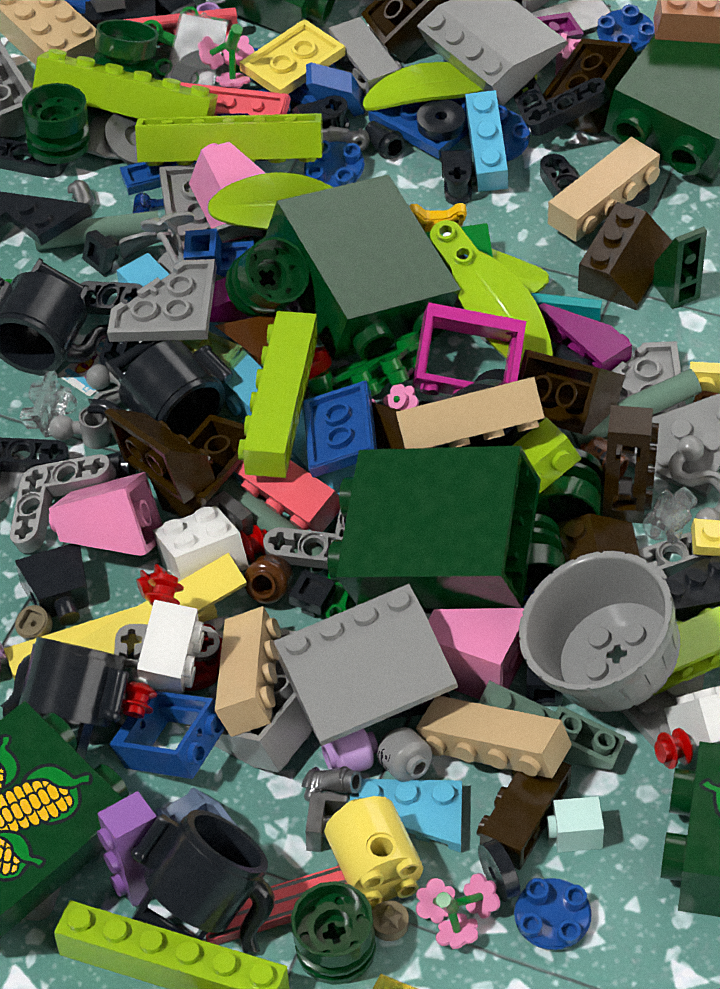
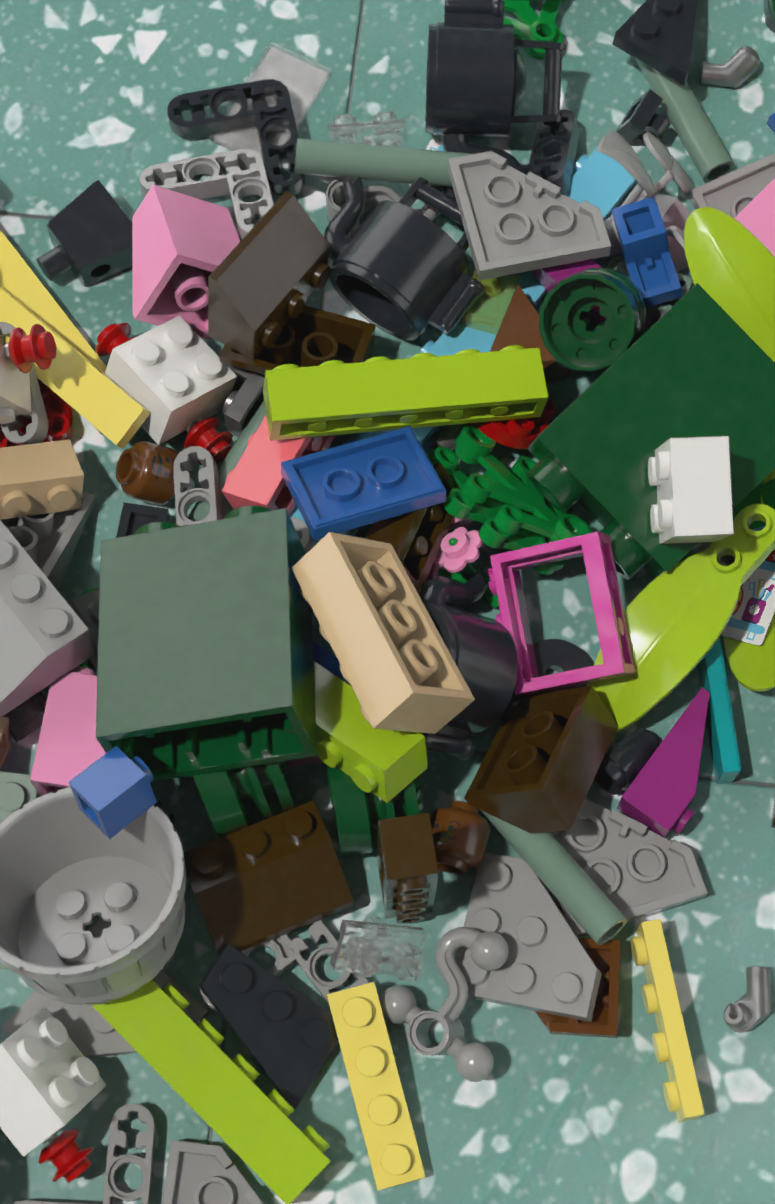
camera: 70 degrees right, 20 degrees up
(33, 622) = (30, 234): dark tan tile -> none
(80, 387) = (373, 162): none -> sand green piece
(143, 203) = (746, 143): clear blue hand -> none
(422, 239) = (691, 490): none -> white brick
(538, 586) = (114, 791): none -> blue brick

